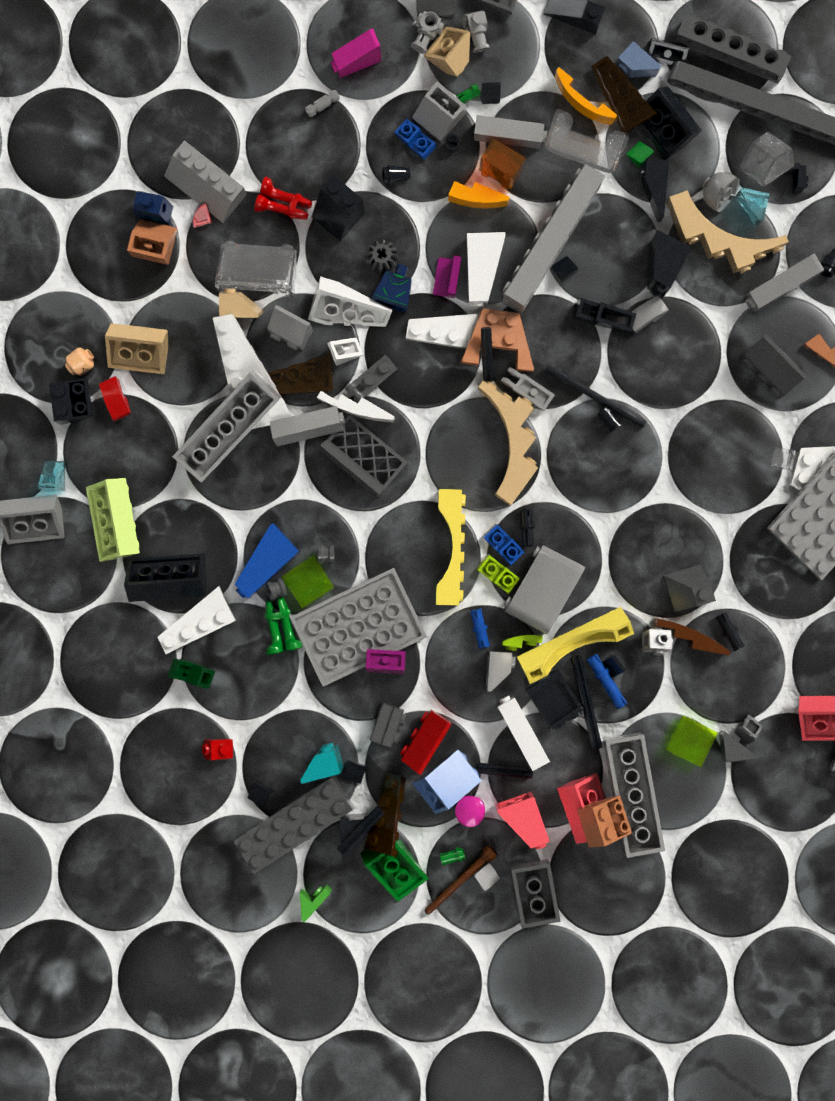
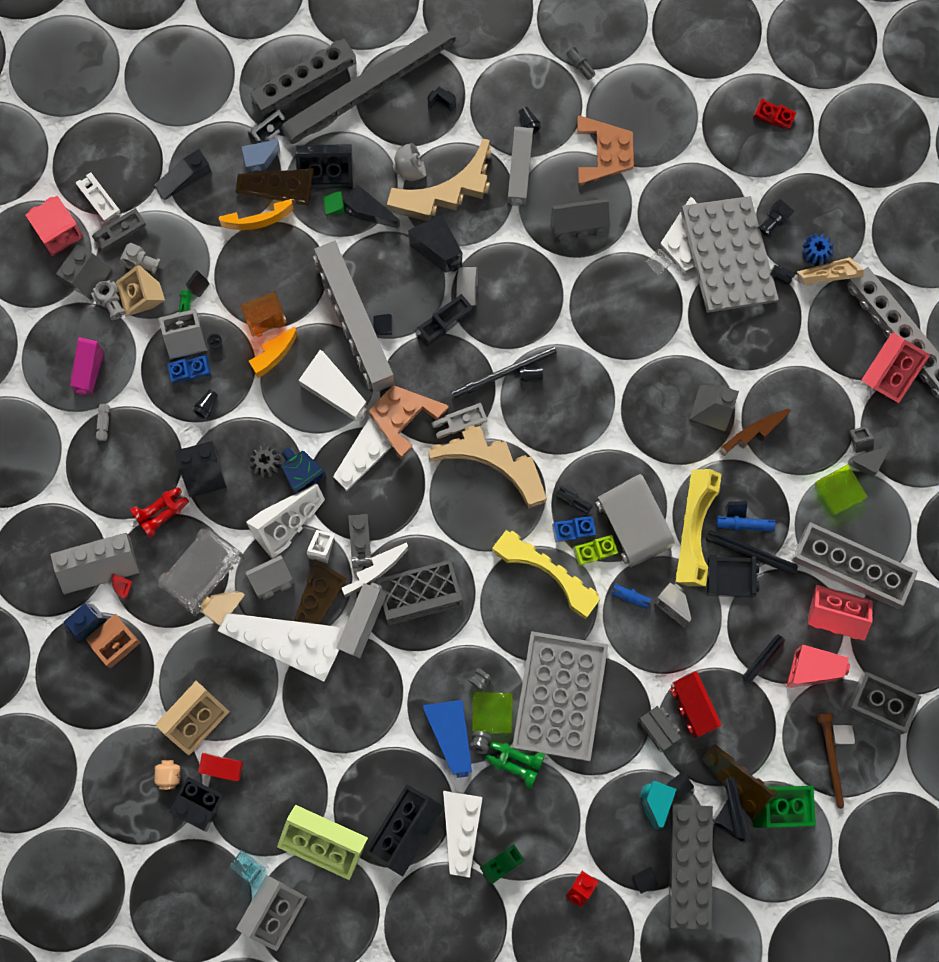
camera: 60 degrees left, 10 degrees down
(227, 426) = (315, 685): light grey brick -> none
(310, 904) = (770, 902): bright green slope -> none
(385, 661) = (605, 692): magenta panel -> none
(447, 277) = (321, 421): magenta panel -> none
(447, 782) = (742, 712): slope -> none
(452, 856) = (807, 751): green pin -> none
(470, 811) = (778, 709): dark pink hair -> none
(487, 358) = (409, 432): black axle -> none
(509, 132) = (240, 291): light grey brick -> none
(516, 641) = (663, 573): lime slope -> none
(522, 732) = (743, 620): white slope -> none
(584, 149) = (299, 243): clear windscreen -> none
(604, 821) = (861, 602): nougat slope -> none
(657, 641) = (739, 460): light grey brick -> none
(730, 631) = (771, 398): black pin -> none
(754, 204) = (439, 145): clear light blue slope -> none
(767, 159) = (412, 111): clear slope -> none

